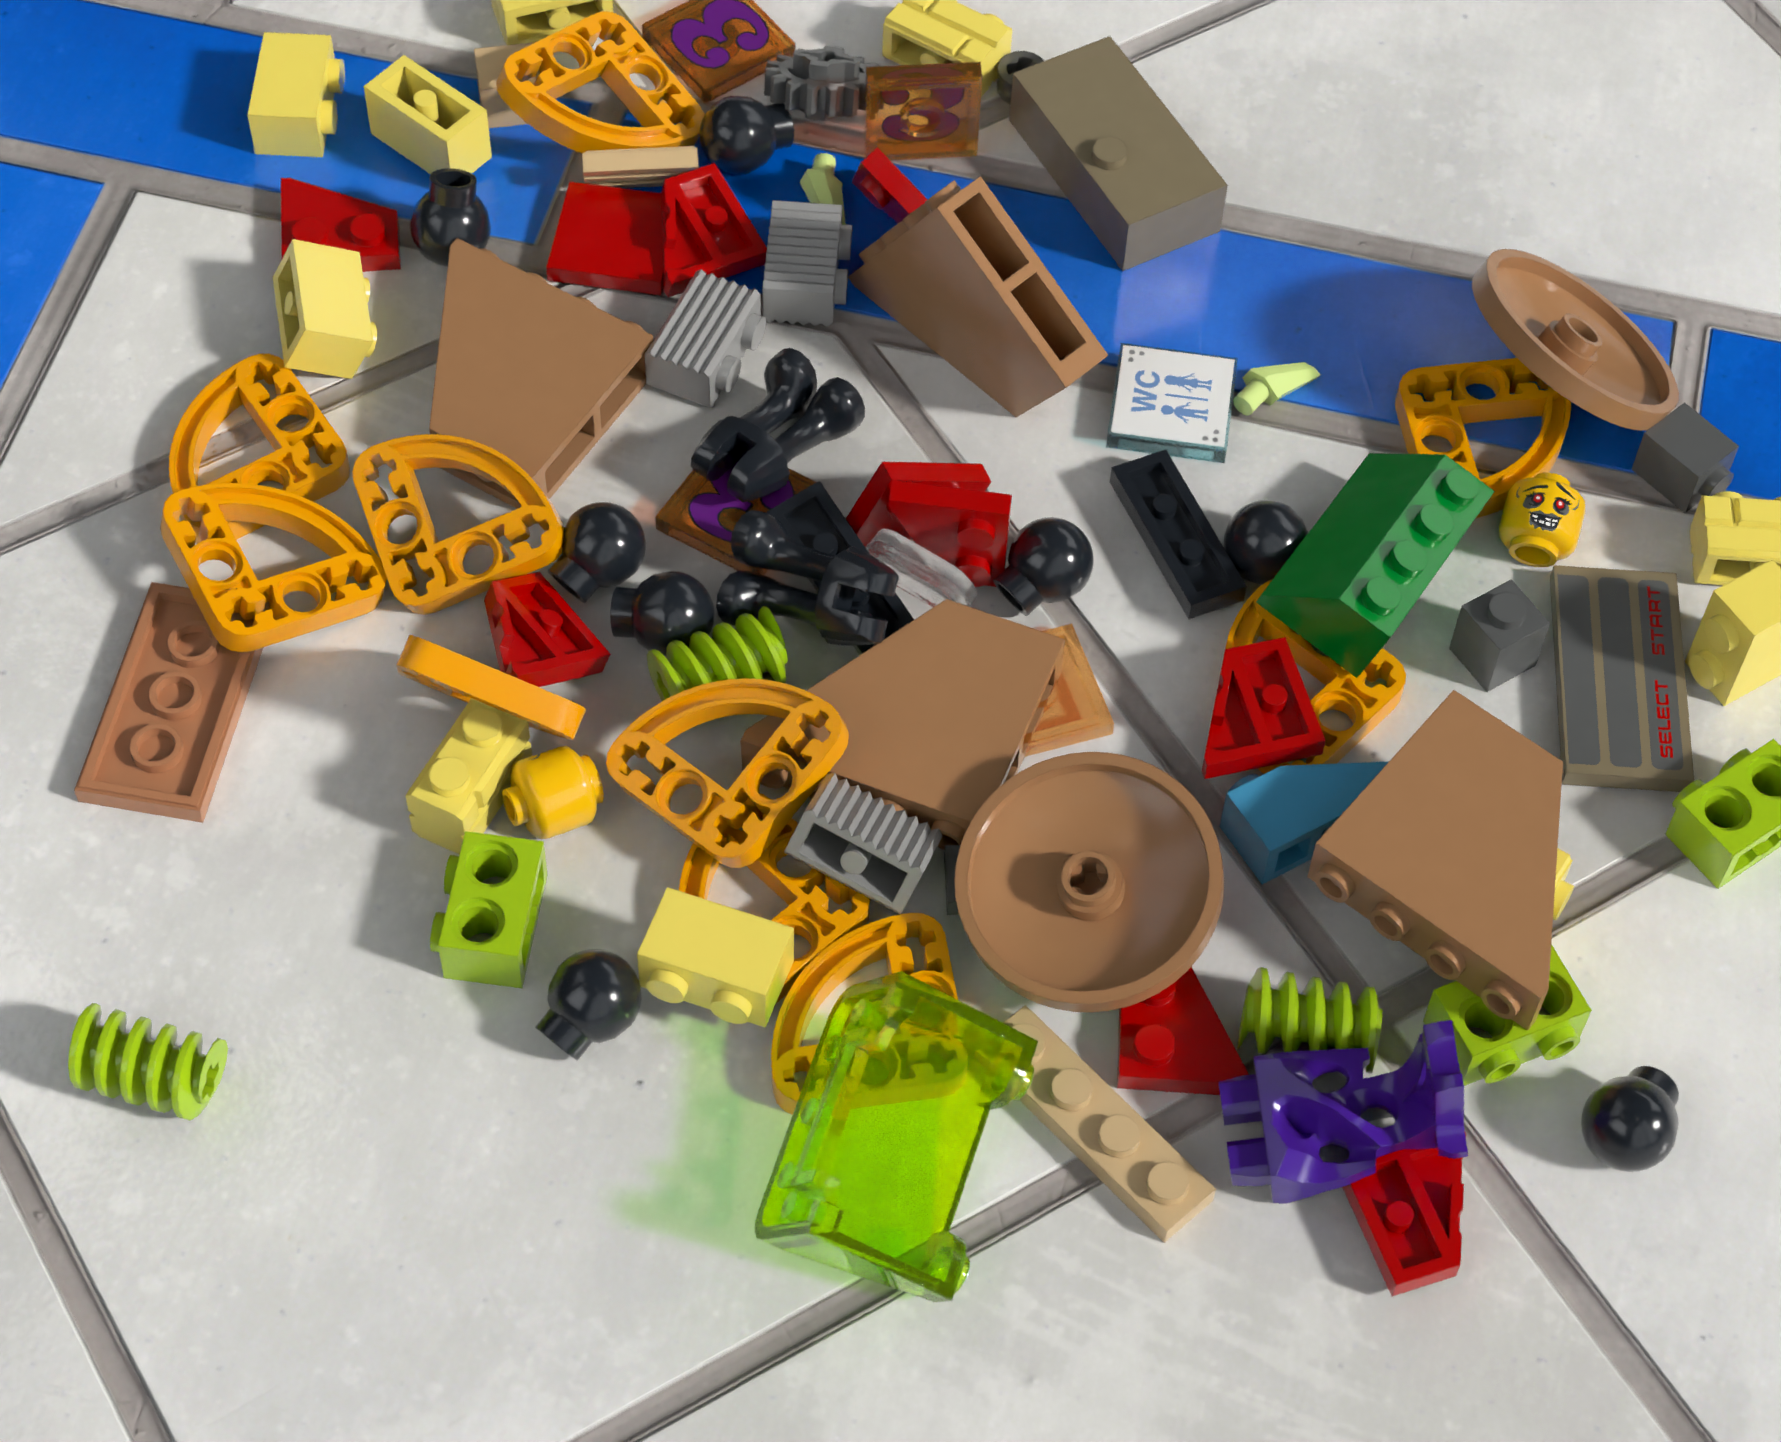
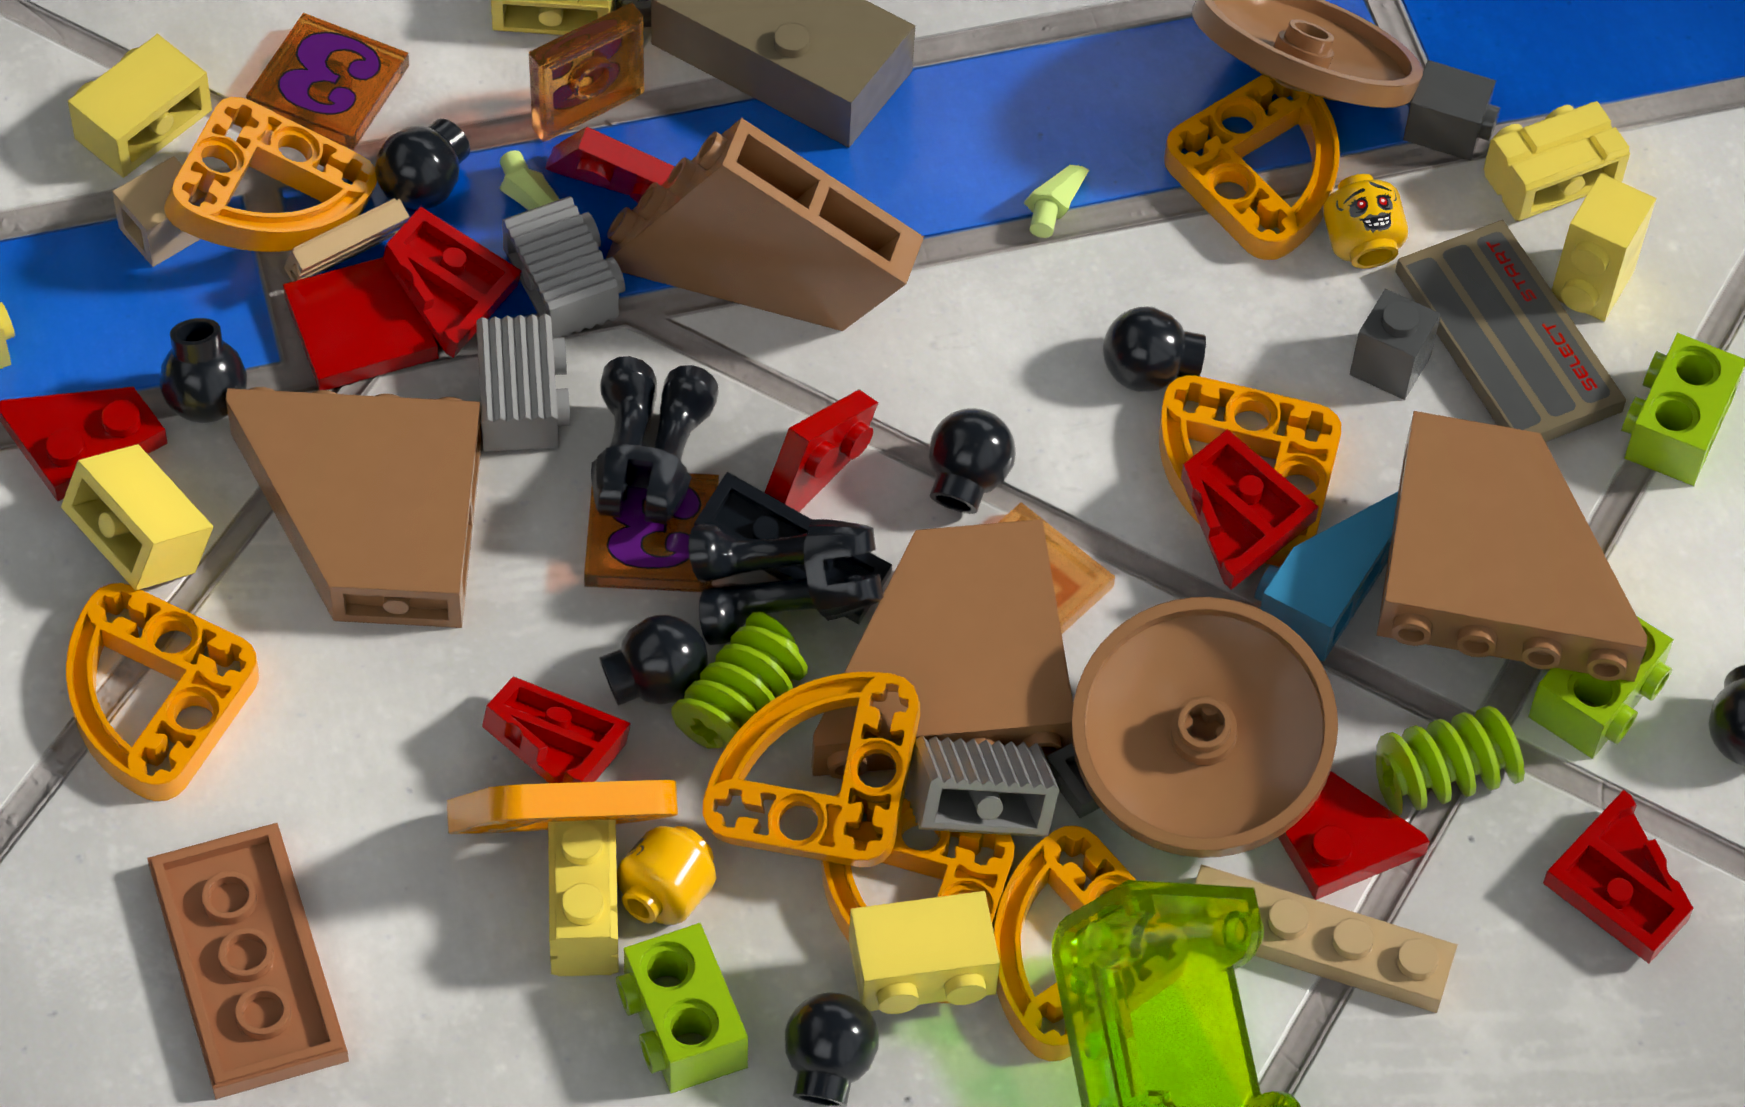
camera: 30 degrees left, 0 degrees up
(242, 591) = (254, 824): light orange beam -> none
(427, 119) = (112, 284): light yellow brick -> none
(445, 558) = (420, 703): light orange beam -> none
(599, 549) = (558, 628): black piece -> none
(818, 82) = (468, 82): dark grey gear -> none
(921, 571) = (890, 515): clear tile -> none
(956, 525) = (885, 462): red wing -> none
(1172, 402) = (979, 255): white tile -> none
(1177, 534) = (1061, 376): black plate -> none
(1299, 1120) = (1597, 779): dark purple hips -> none
(1374, 553) = (1255, 316): green slope -> none

